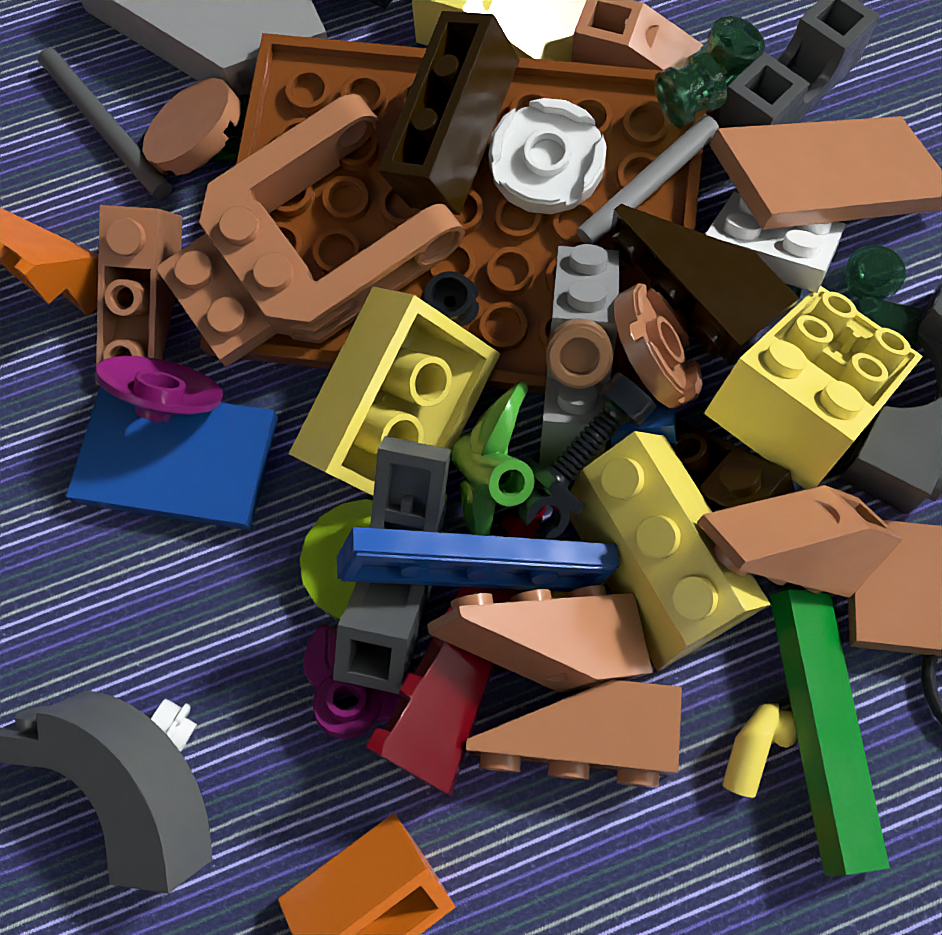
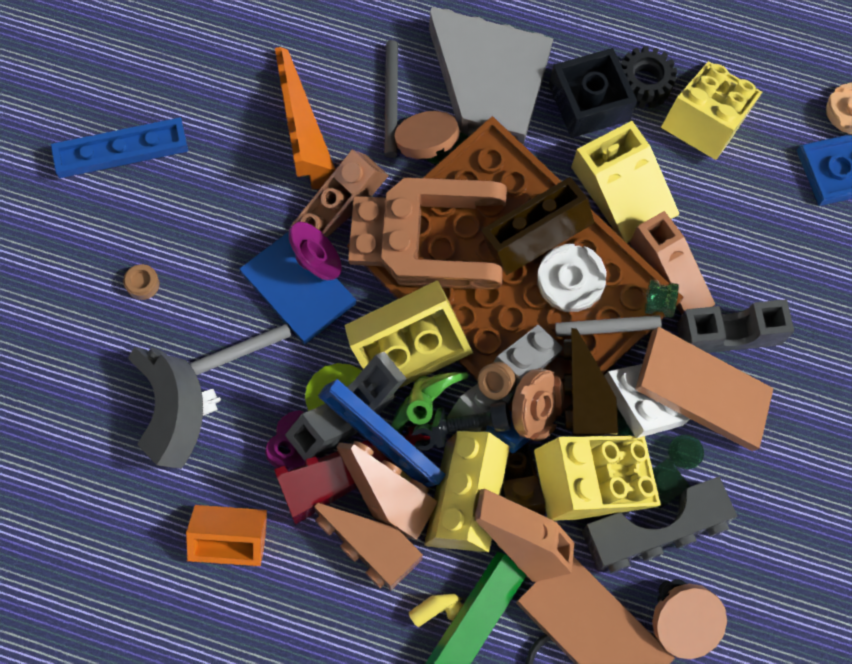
camera: 30 degrees right, 0 degrees up
(160, 611) = (241, 349): none -> light grey bar
(454, 286) = (473, 303): black plate -> none
(733, 46) = (714, 292): clear green wheel -> none

